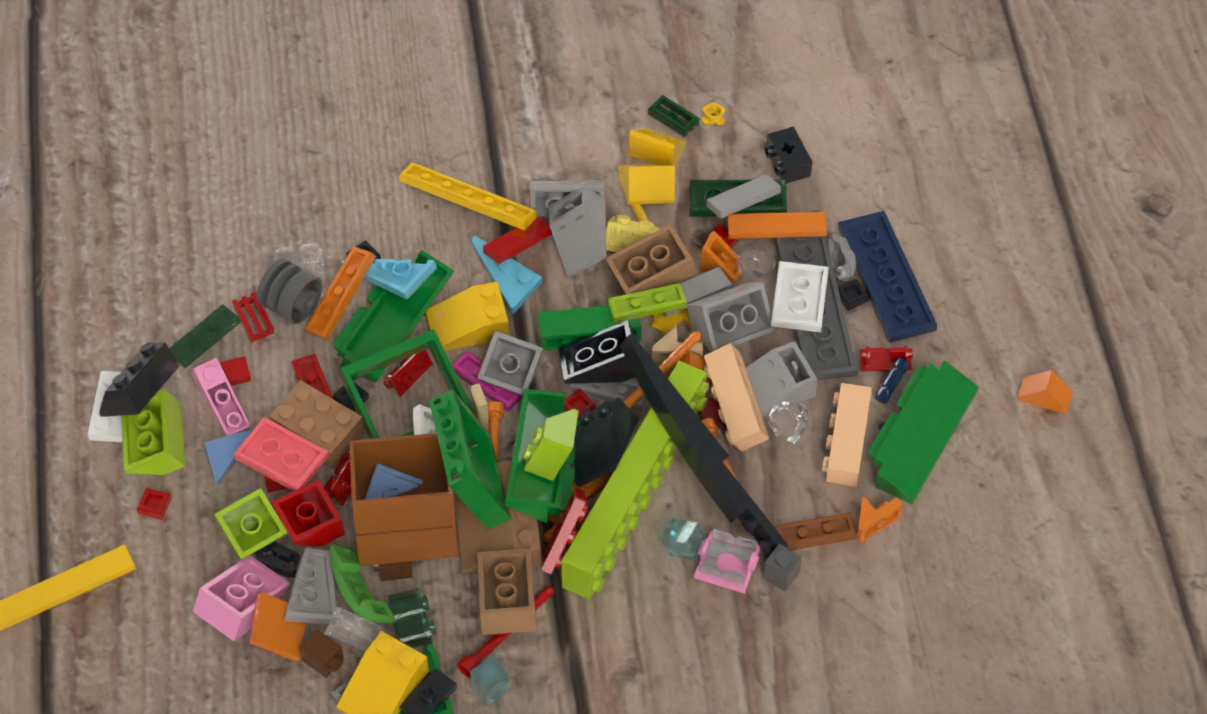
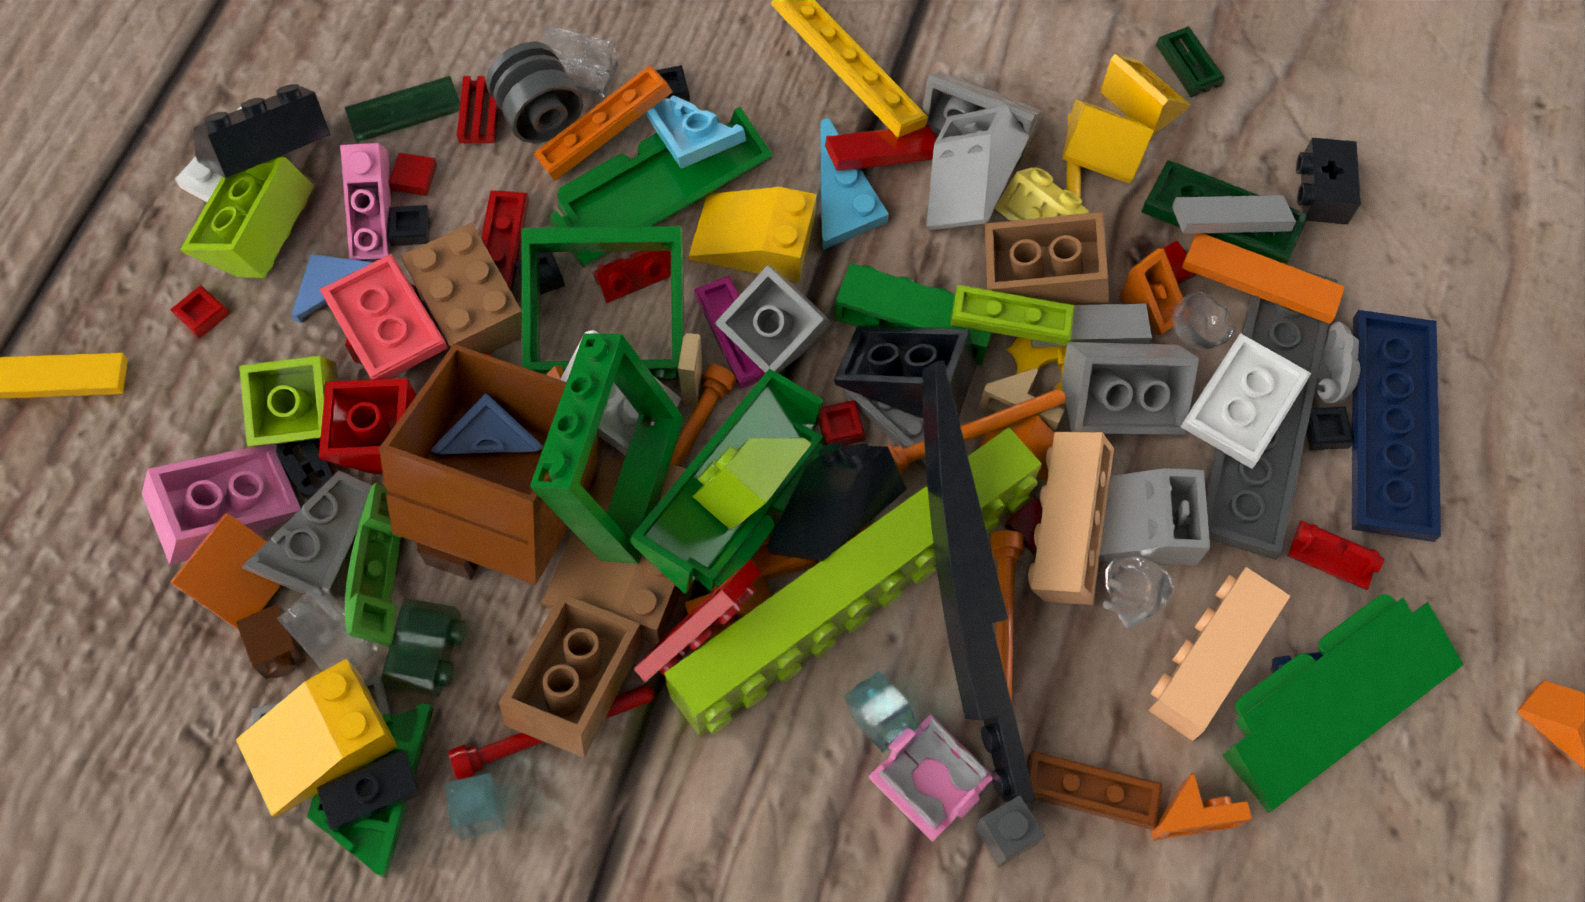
camera: 25 degrees right, 10 degrees up
(252, 402) = (409, 225): none -> black tile
(713, 114) = (1247, 81): yellow plate -> none
(892, 380) = (1328, 594): dark blue axle -> none

